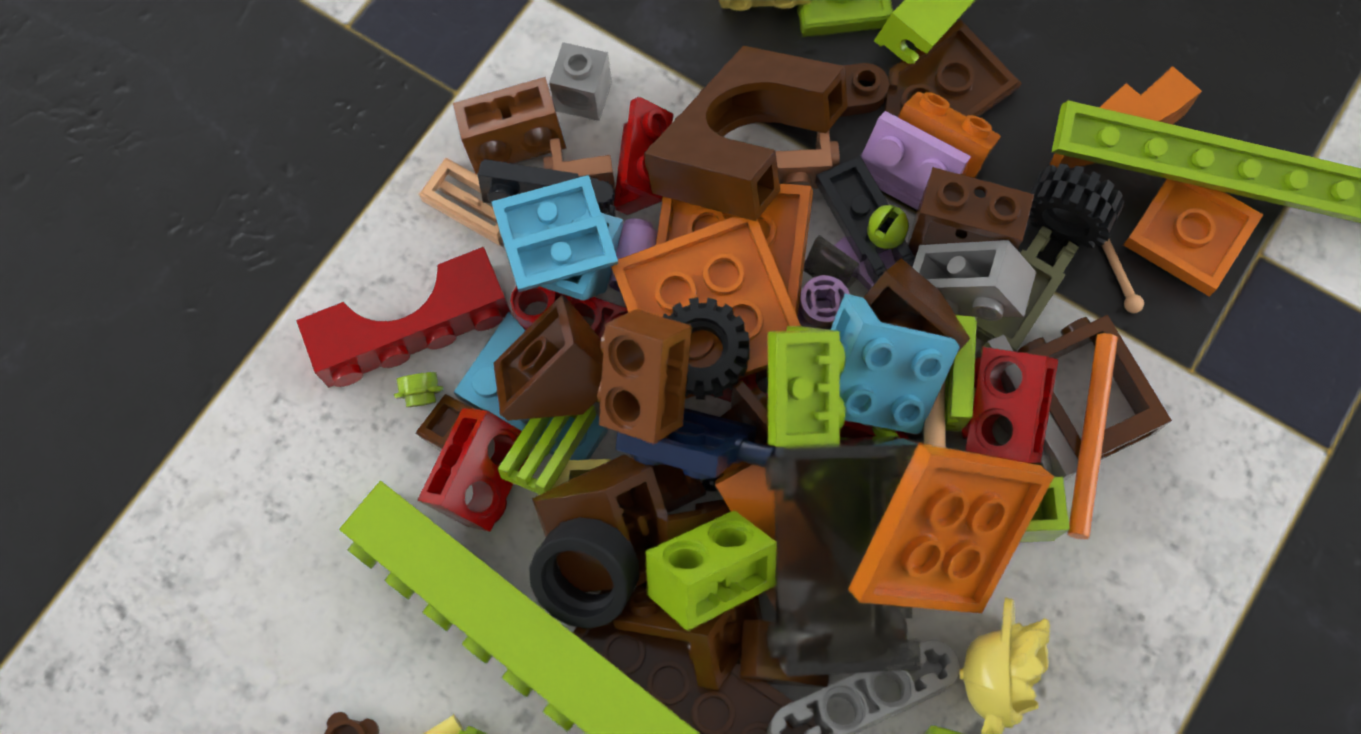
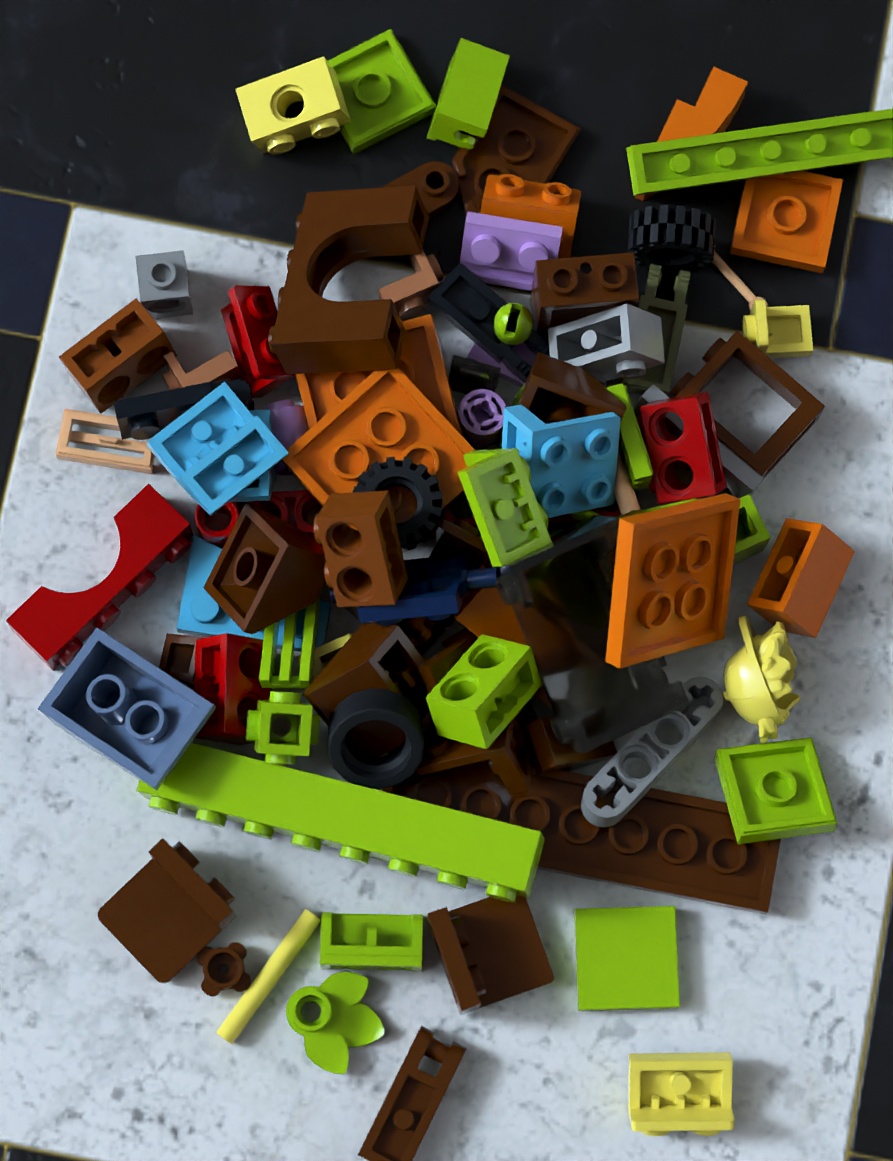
camera: 30 degrees left, 5 degrees up
(319, 661) = (167, 911): none -> reddish brown bracket
(361, 446) = (126, 709): none -> sand blue slope
(418, 389) = (143, 638): lime plate -> none
(479, 526) = (302, 732): none -> lime brick
(1085, 583) = (801, 577): none -> orange brick
(1092, 436) = (762, 446): orange bar -> none
(1149, 333) = (779, 330): none -> light yellow bracket

